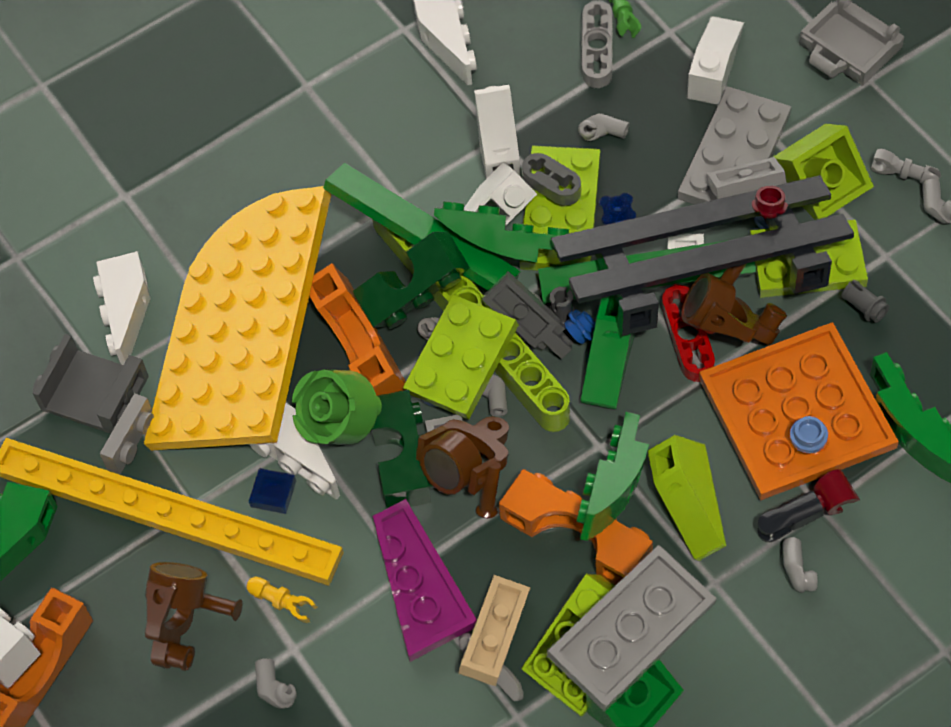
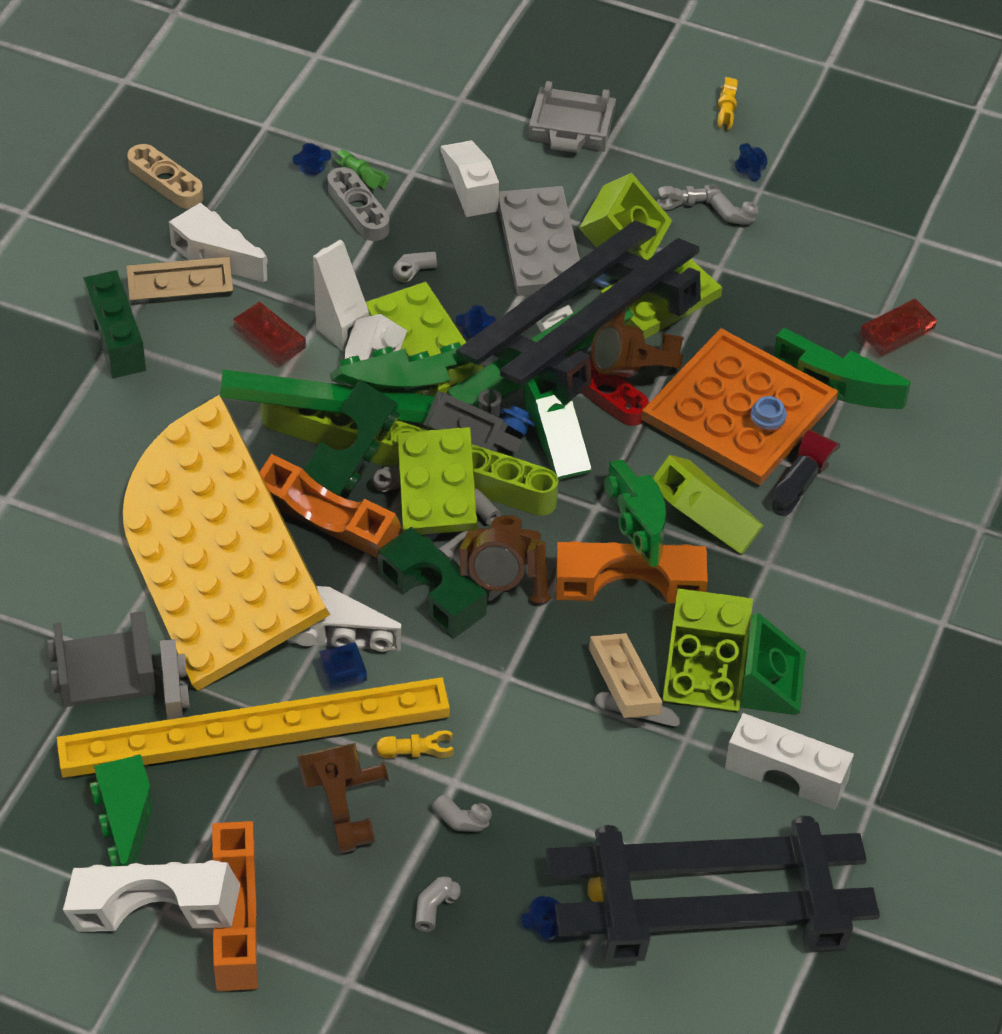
camera: 40 degrees left, 10 degrees down
(126, 301) = (76, 572): white slope -> none
(300, 88) = (116, 324): none -> dark green arch
(335, 407) = (350, 579): bright green brick -> none
(392, 52) = (179, 278): none -> tan plate
(422, 587) = (533, 677): magenta wing -> none
(432, 139) = (269, 333): none -> clear red plate
(553, 176) = (409, 314): dark grey beam -> none
(631, 627) = (750, 604): light grey plate -> none
(746, 178) = (574, 247): light grey plate -> none
(769, 202) = (617, 249): dark red plate -> none
(793, 563) = (827, 519): light grey arm -> none
(872, 306) = (732, 304): dark grey pin -> none

